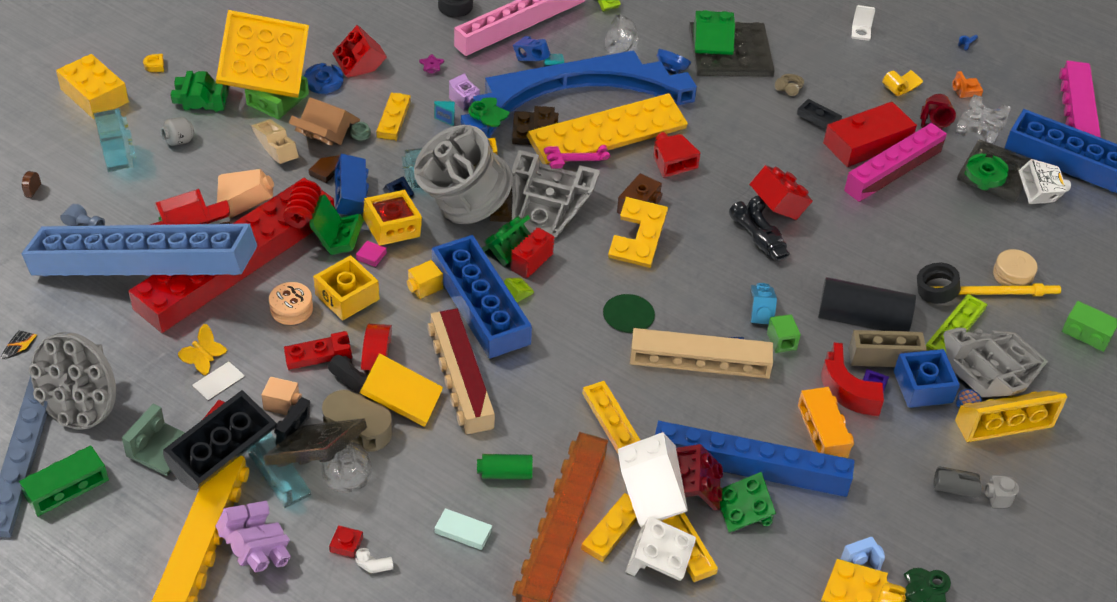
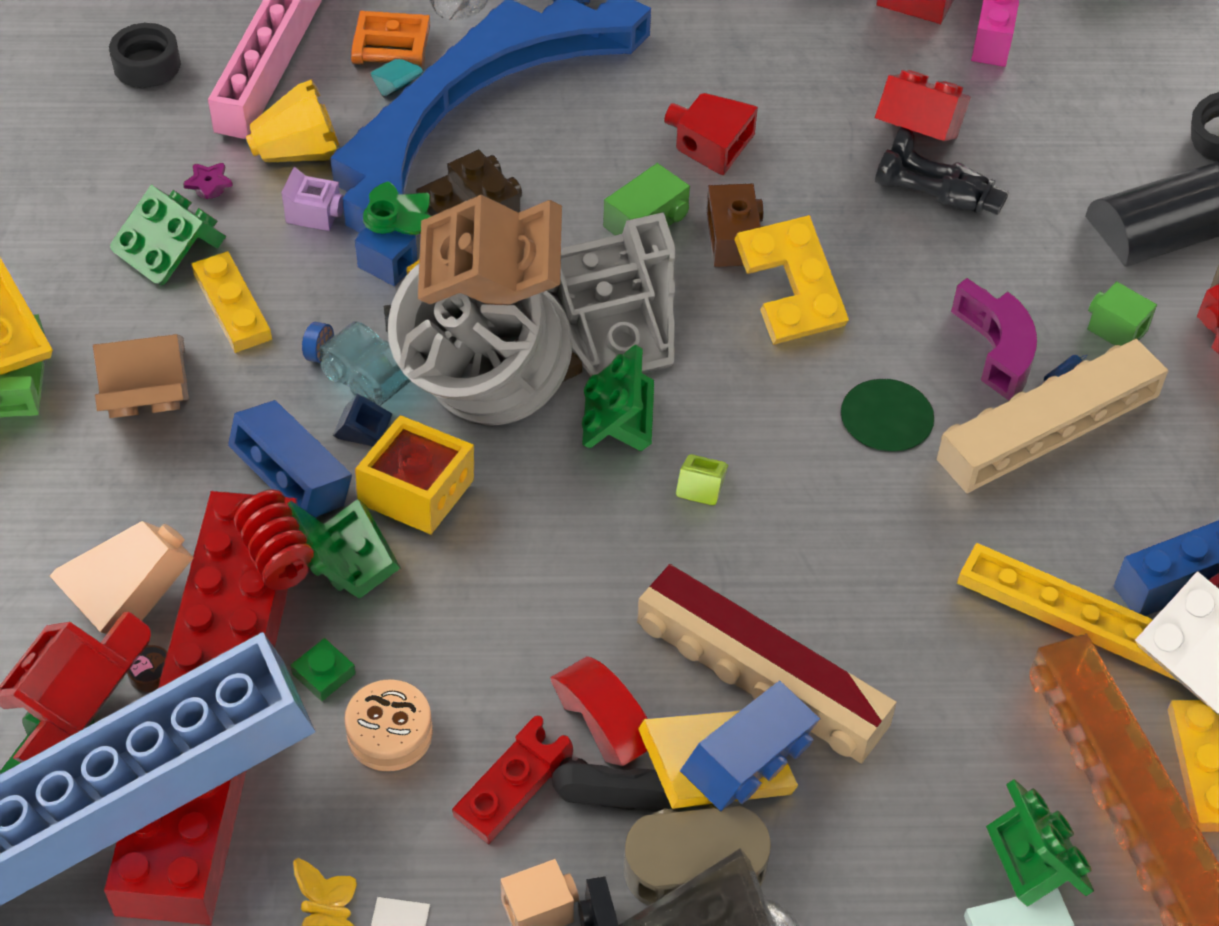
camera: 35 degrees left, 5 degrees up
(275, 141) = (78, 455): tan slope -> none
(288, 270) = (323, 669): none -> green plate
(324, 78) = (56, 296): blue tile -> none
(324, 168) = (209, 450): reddish brown tile -> none
(346, 287) = (461, 640): yellow brick -> none
(358, 53) = (73, 226): red slope -> none
(360, 131) = (205, 357): sand green plate -> none
(371, 253) = (427, 556): dark pink tile -> none
(390, 71) = (162, 233): none -> bracket
(408, 144) = (314, 337): none -> blue tile
(414, 389) = (751, 747): none -> brick
(425, 279) = (561, 546): yellow brick -> none
(445, 111) = (315, 248): slope -> none
(471, 130) = (490, 252): none -> medium nougat bracket
(482, 297) = (677, 519): blue brick -> none
(485, 58) = (294, 128): none -> yellow cone
(497, 502) = (1037, 847): none -> green bracket
(505, 466) = (982, 776): green brick -> none
(532, 252) = (676, 403): red brick -> none
(534, 49) = (352, 74): blue leg -> none
(558, 159) = (577, 224): dark pink hinge -> none
(571, 40) = (390, 30): none -> orange plate
(610, 127) = (593, 135): yellow plate -> none
(613, 168) = (646, 195): none -> bright green brick
(715, 316) = (1007, 329): none -> magenta arch
(763, 303) = (1061, 286): dark azure bracket -> none

